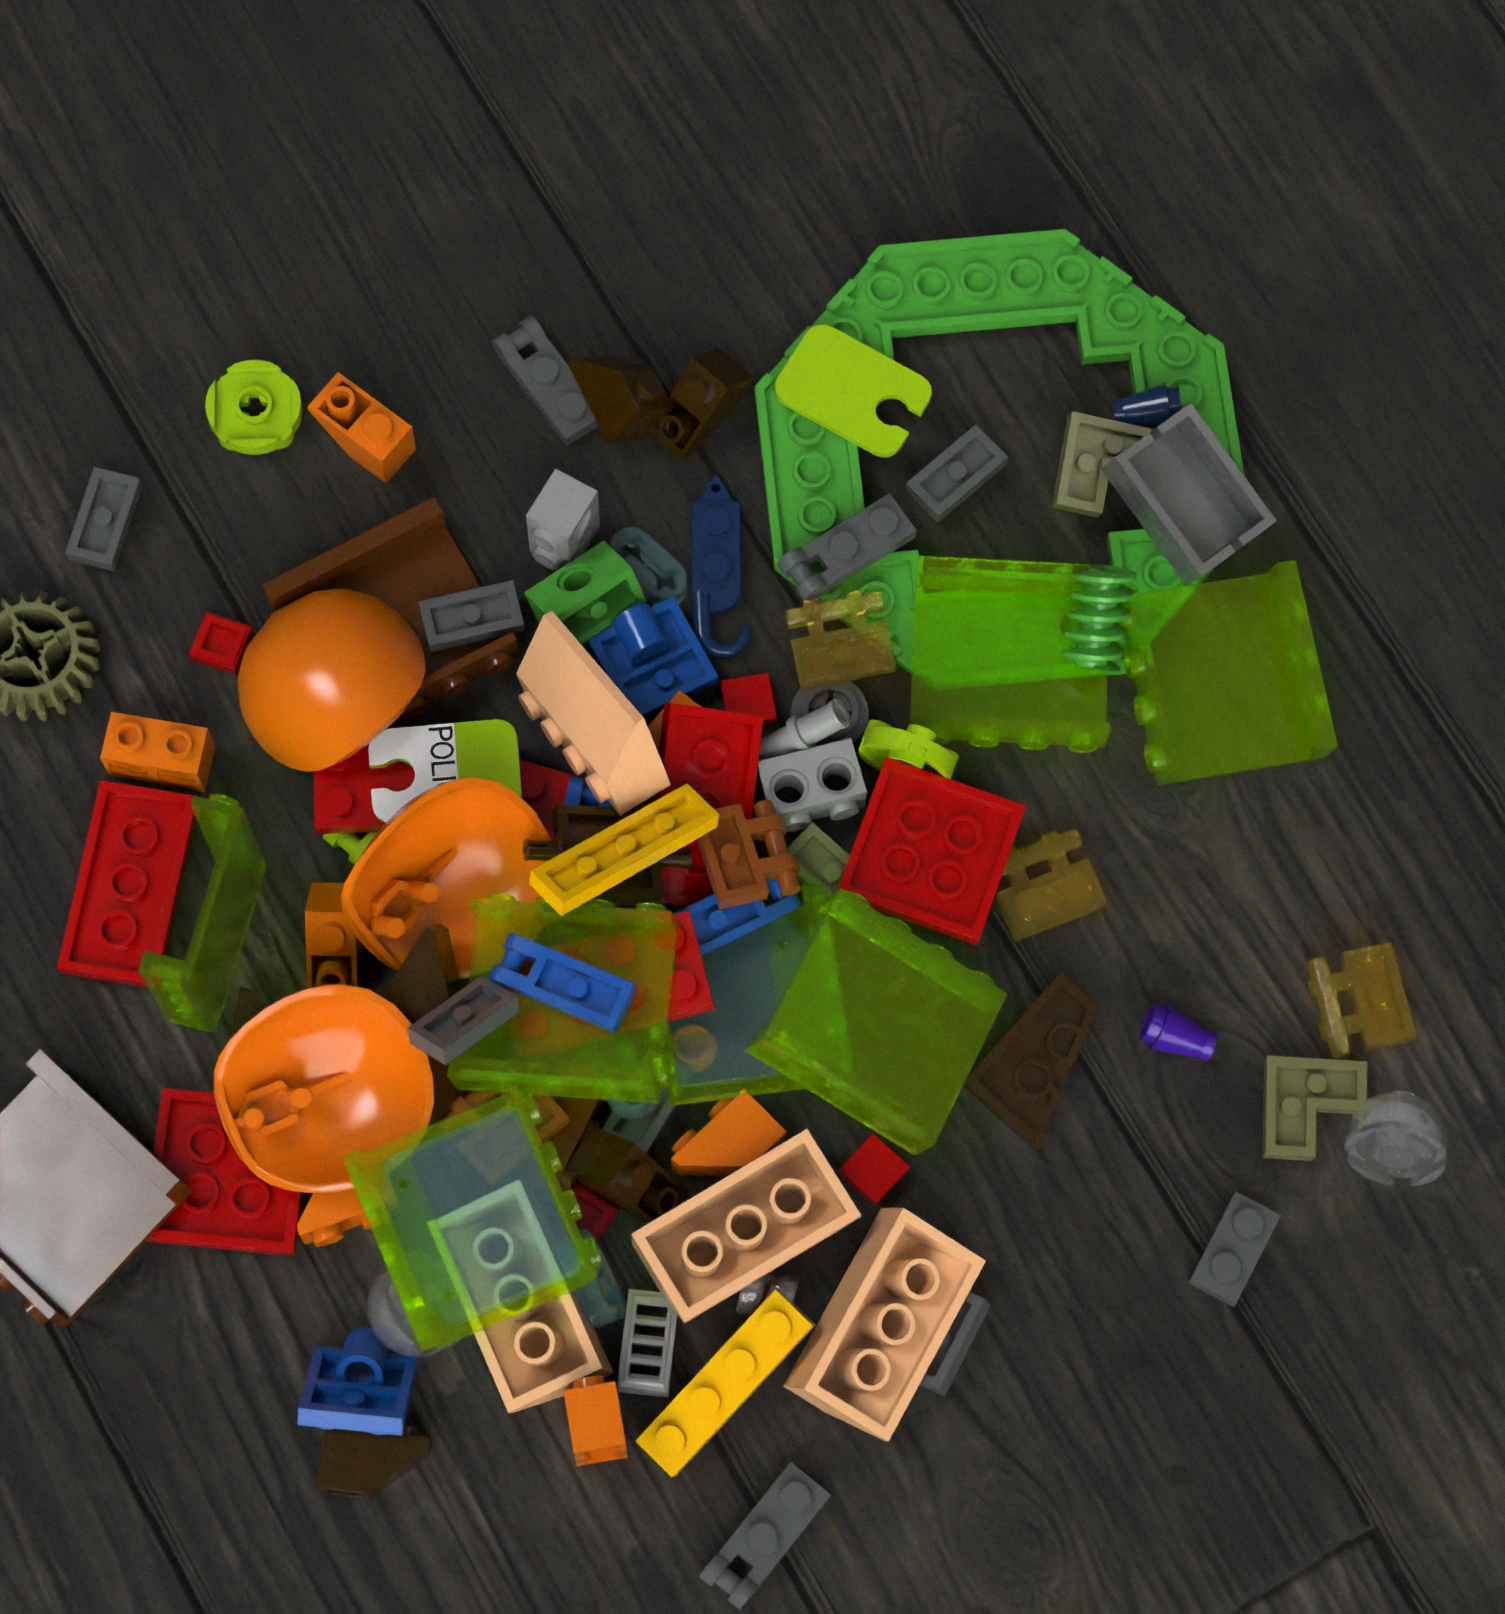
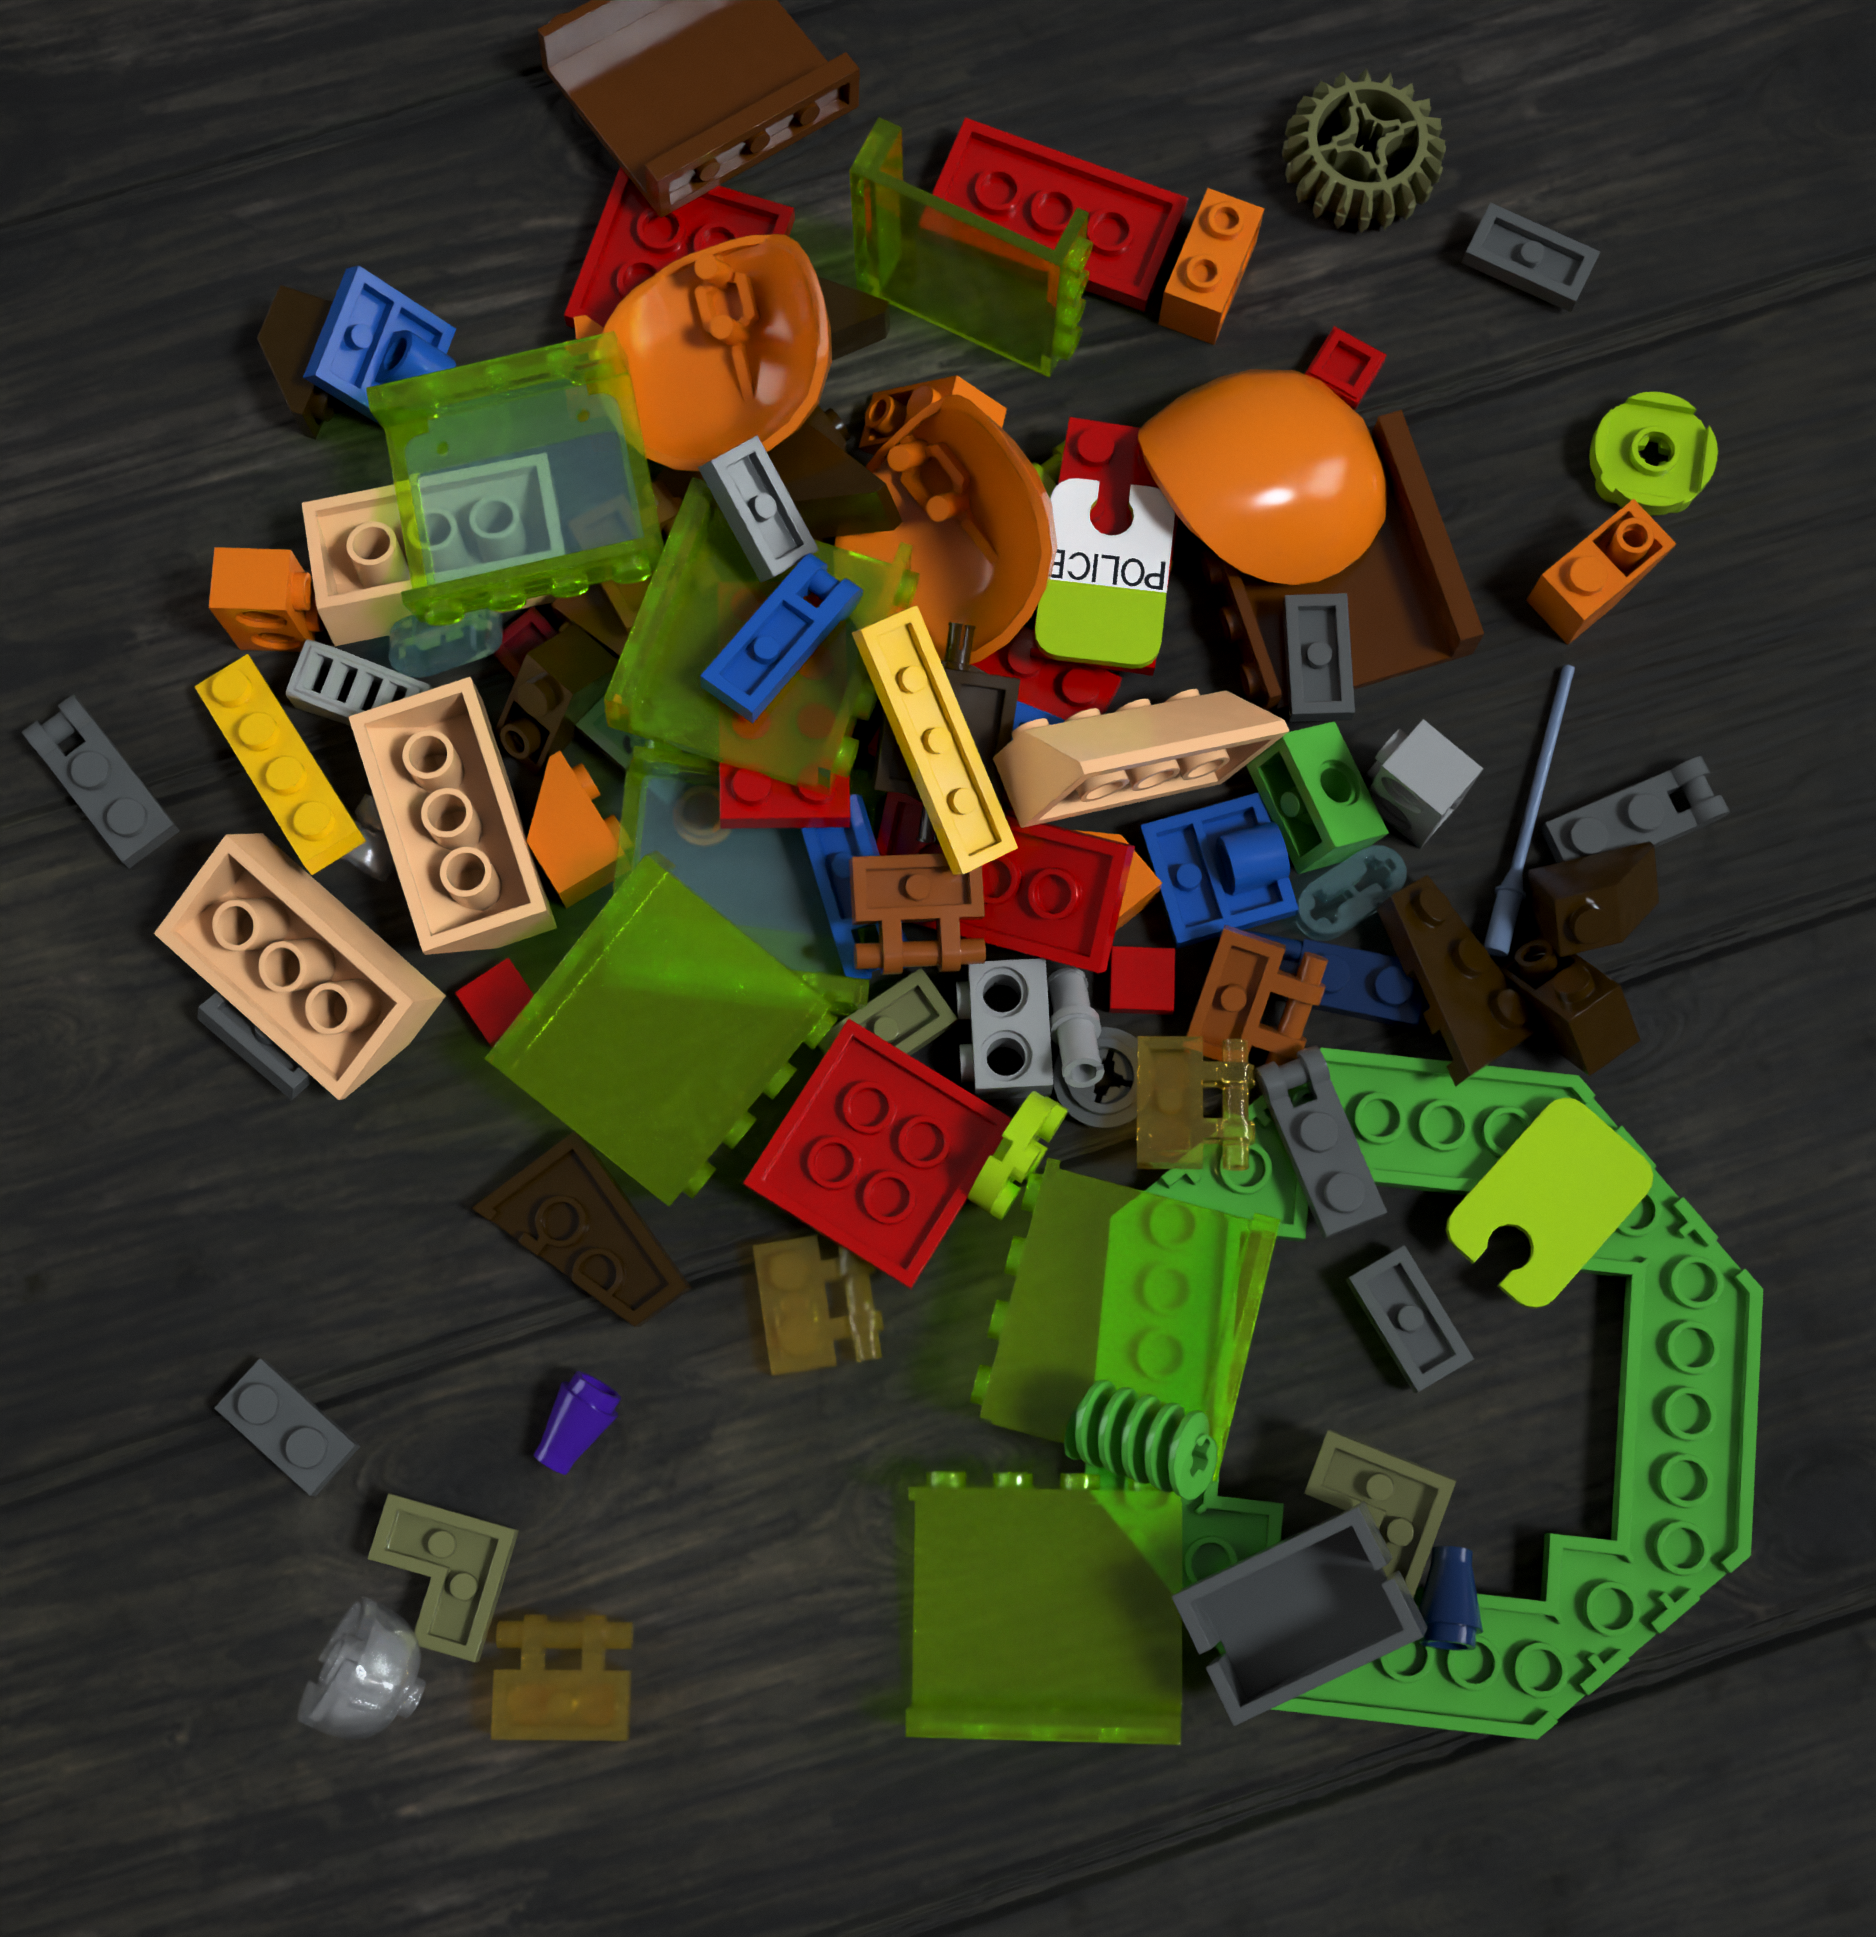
camera: 105 degrees right, 5 degrees up
(621, 456) = (1511, 891): none -> sand blue piece
(710, 468) = (1463, 985): none -> dark brown wing
(745, 624) = (1238, 990): none -> dark orange plate

